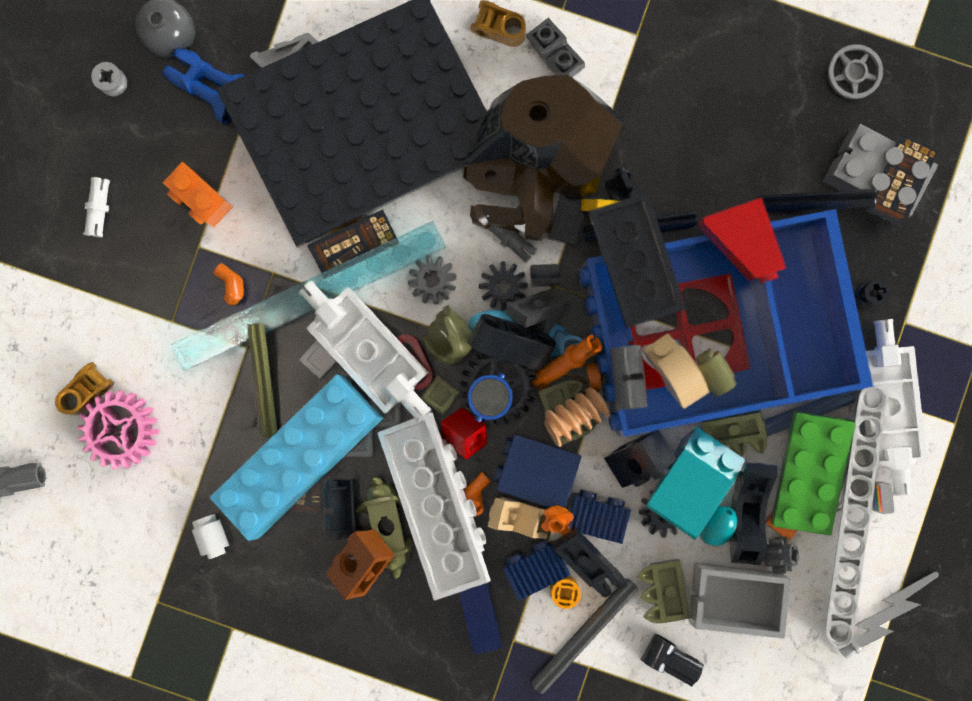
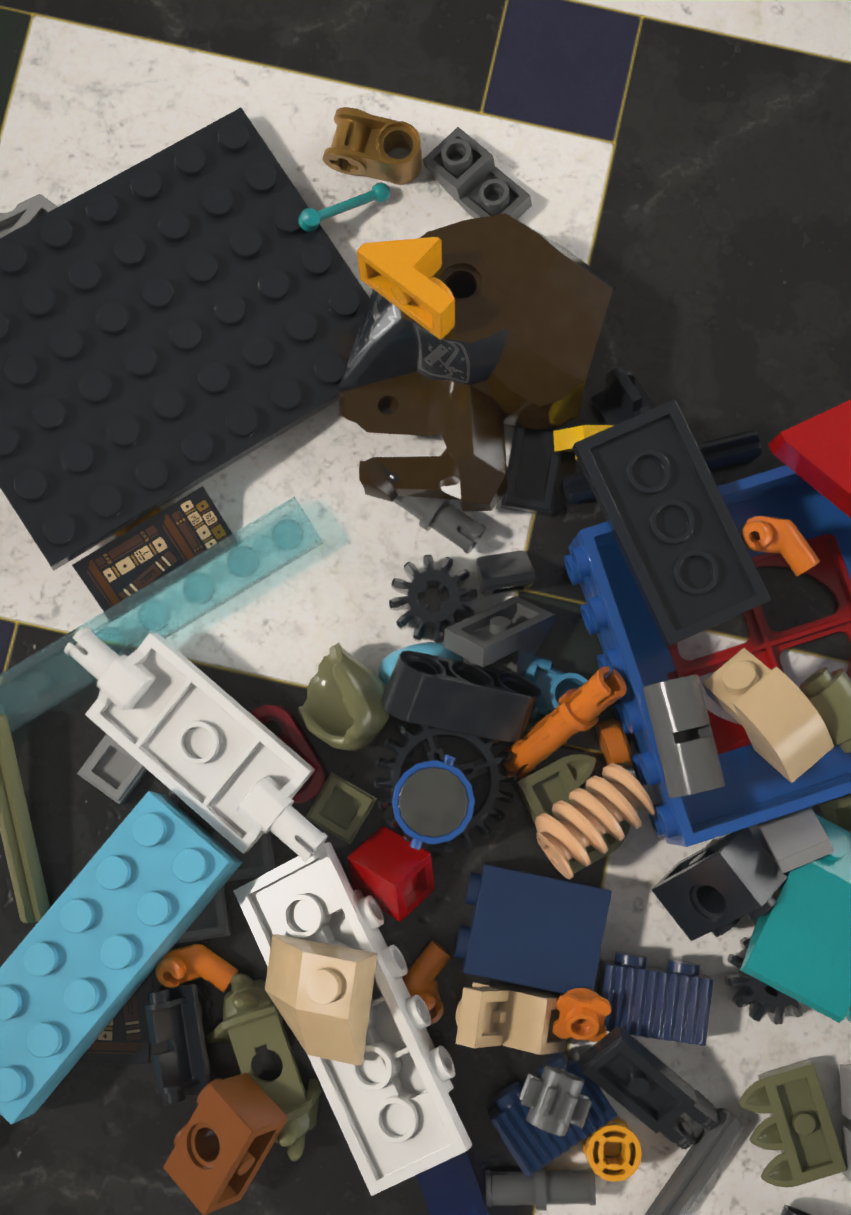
camera: 15 degrees left, 5 degrees down
(352, 468) = (193, 963): none -> orange arm
(419, 493) = (323, 995): none -> tan slope
(441, 276) = (320, 593): dark grey gear -> none
(458, 63) = (310, 218): none -> teal hinge
(506, 106) = (403, 276): none -> light orange slope
(524, 608) = (540, 1189): none -> dark grey pin
(537, 562) = (555, 1100): none -> dark grey gear
(684, 439) = (796, 839): none -> light grey tile
(695, 274) = (779, 537): none -> orange arm

